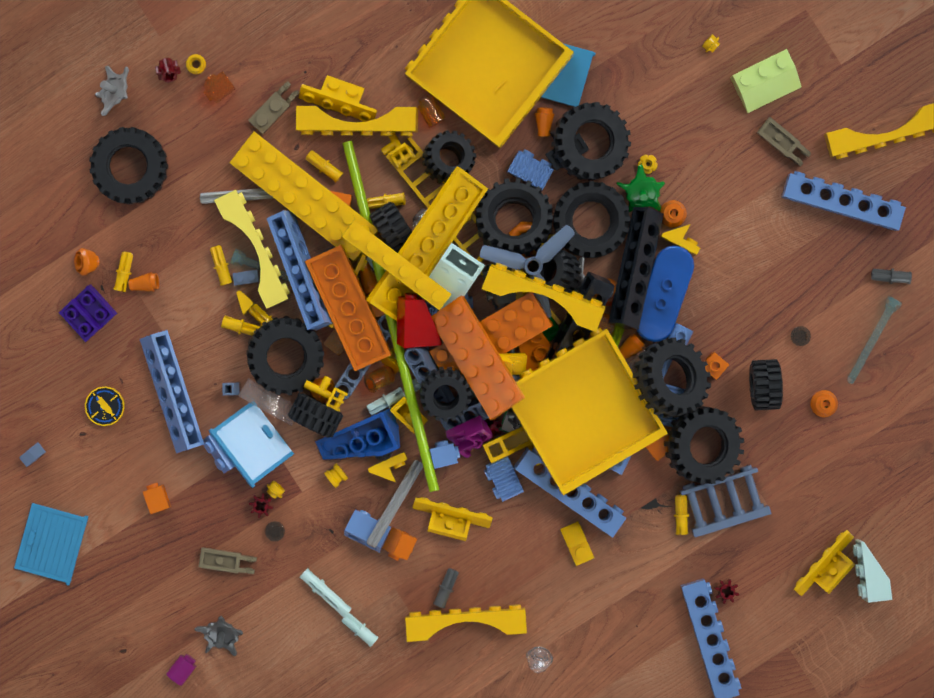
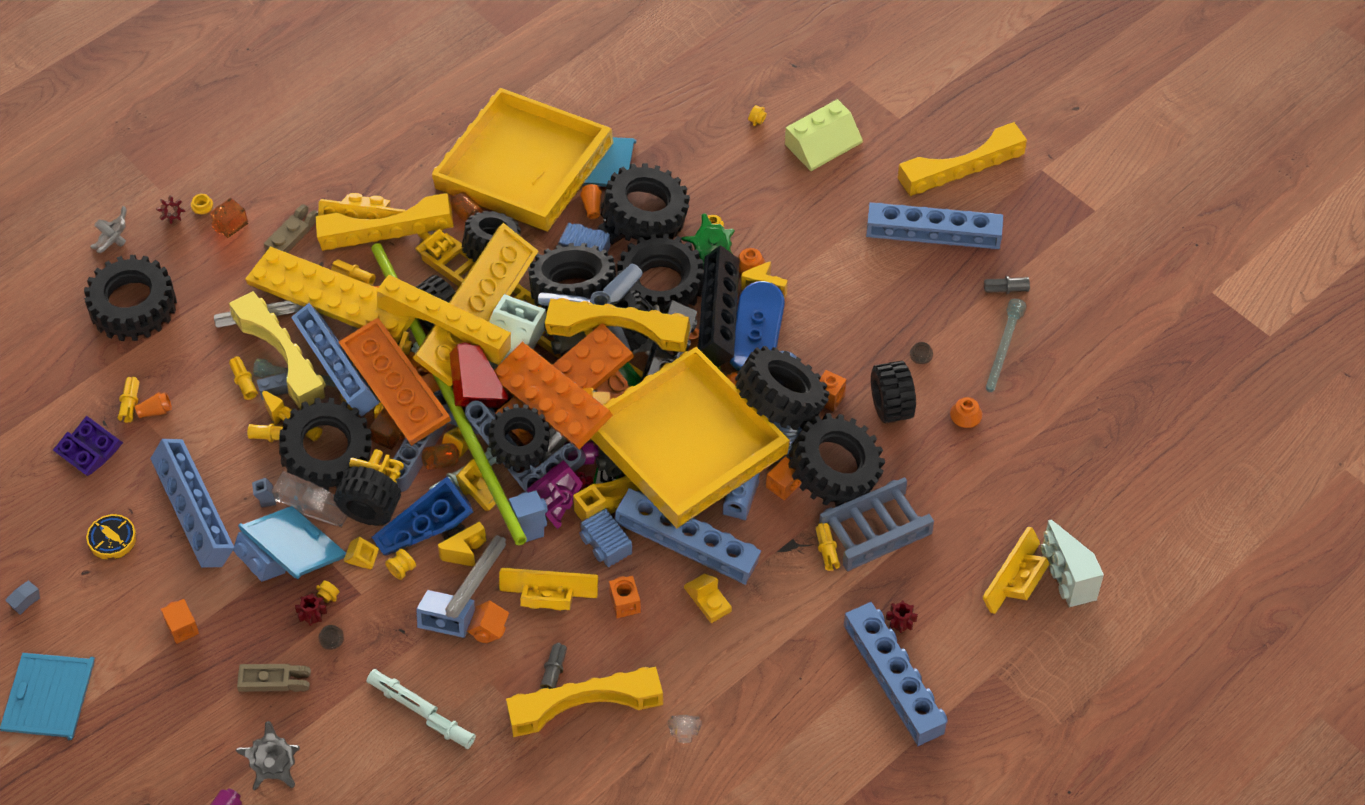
camera: 10 degrees left, 35 degrees down
(85, 261) = (83, 393): orange cone -> none
(305, 457) = (361, 553): none -> yellow slope
(514, 543) = (624, 605): none -> orange brick
(782, 140) = (855, 184): dark tan hinge -> none

